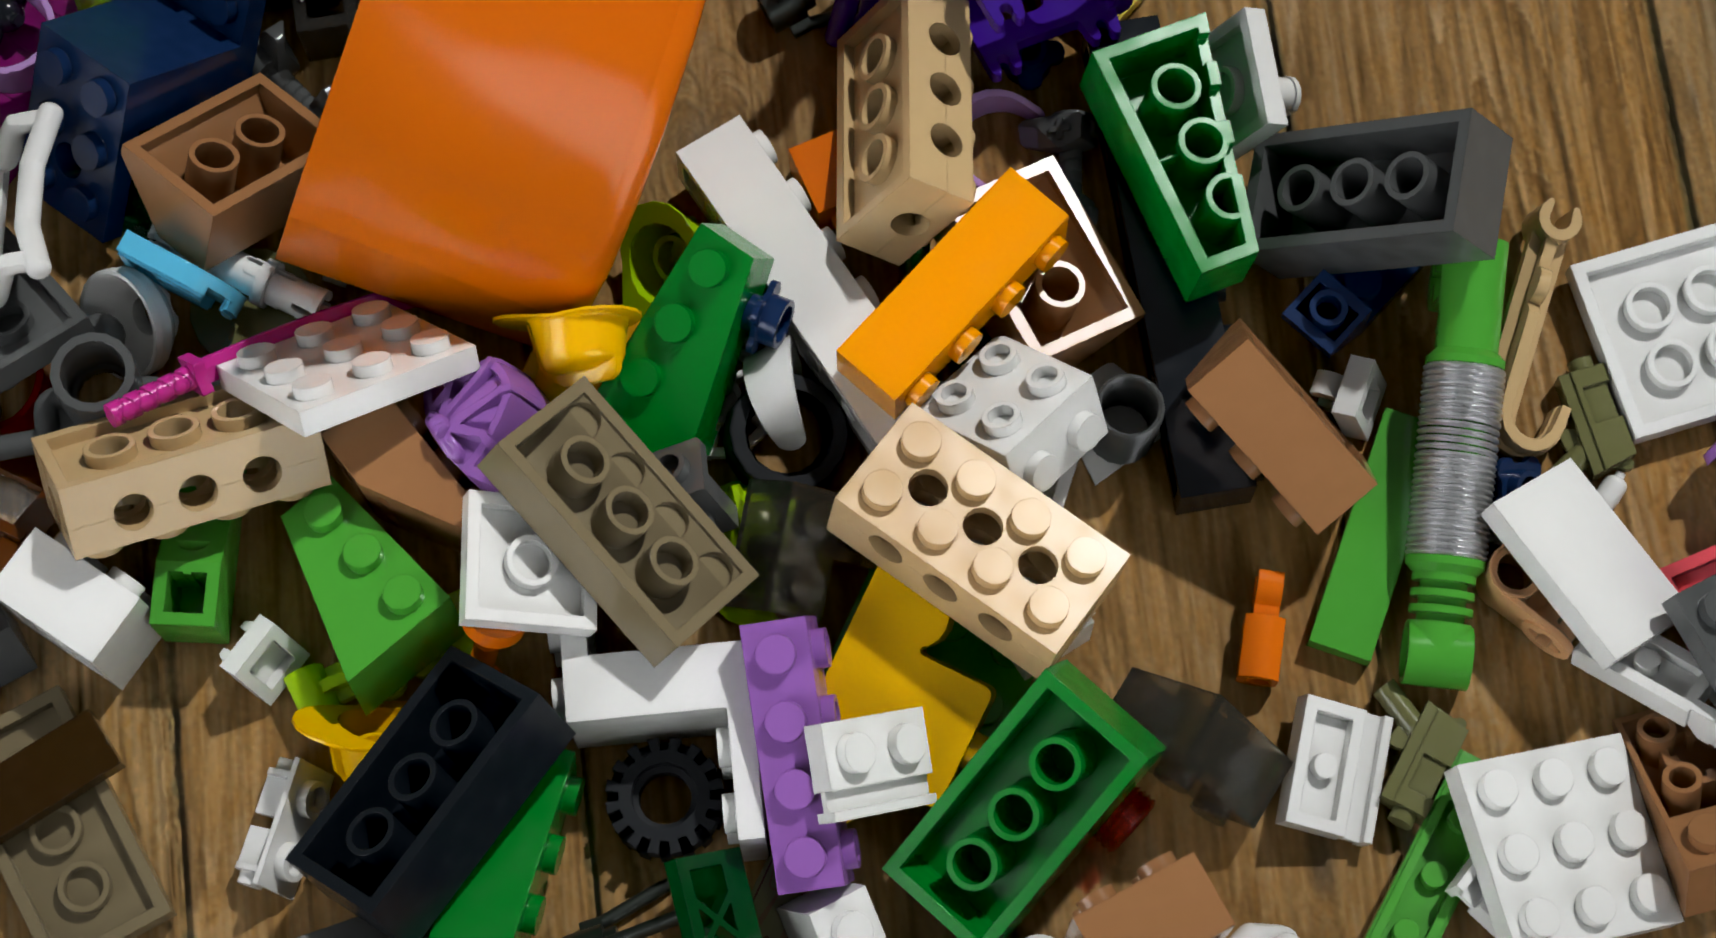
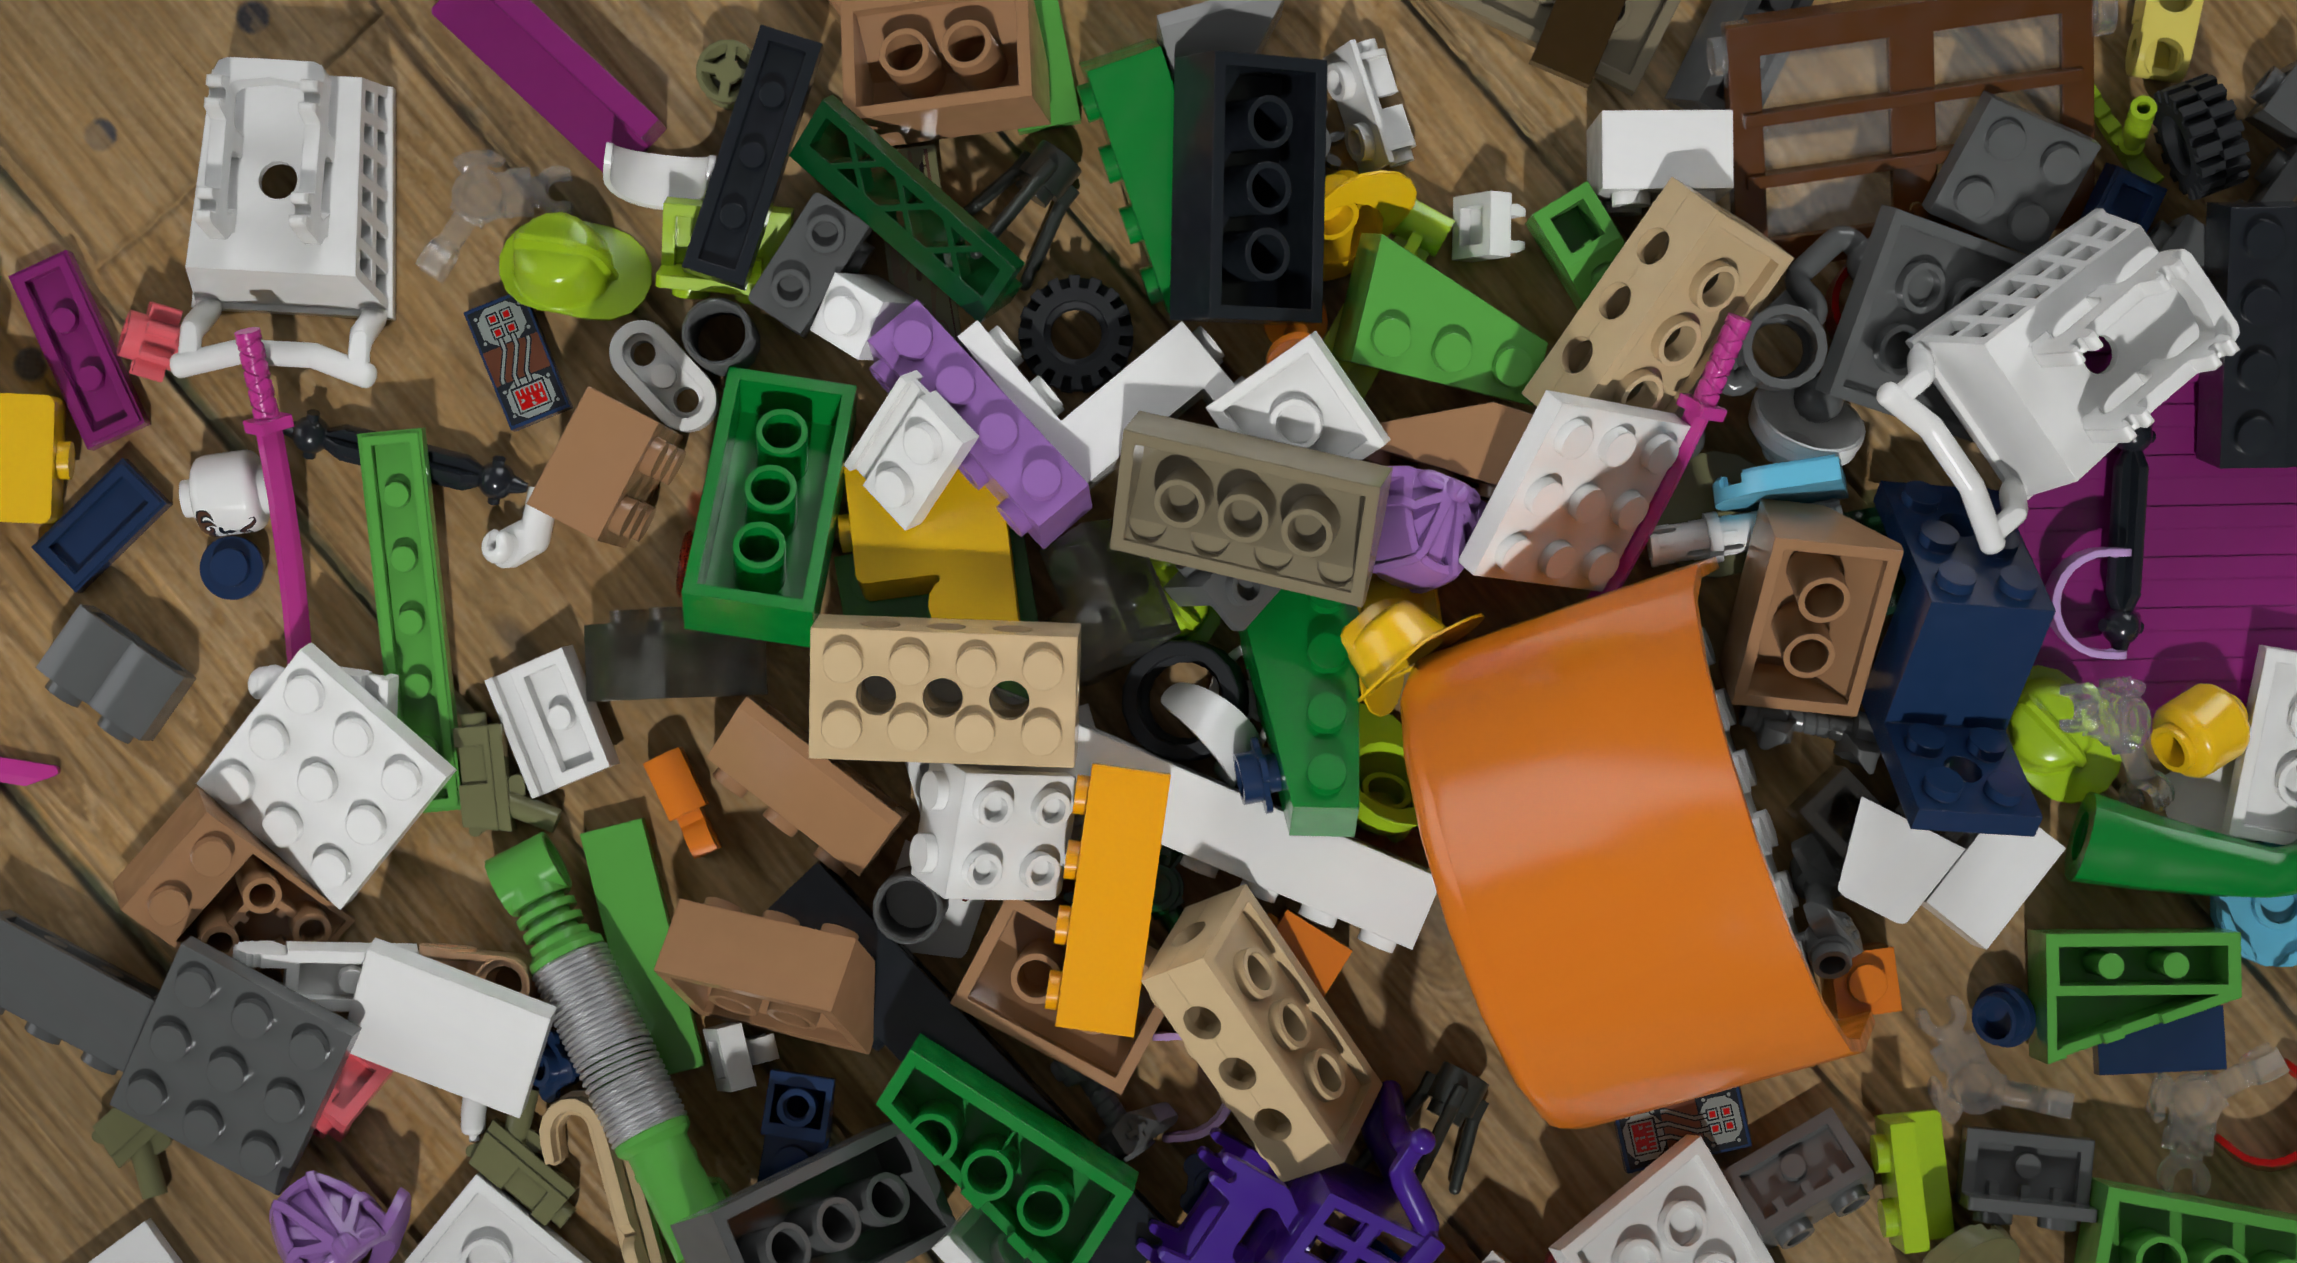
camera: 145 degrees right, 15 degrees up
(1158, 589) = (819, 797): none -> medium nougat slope

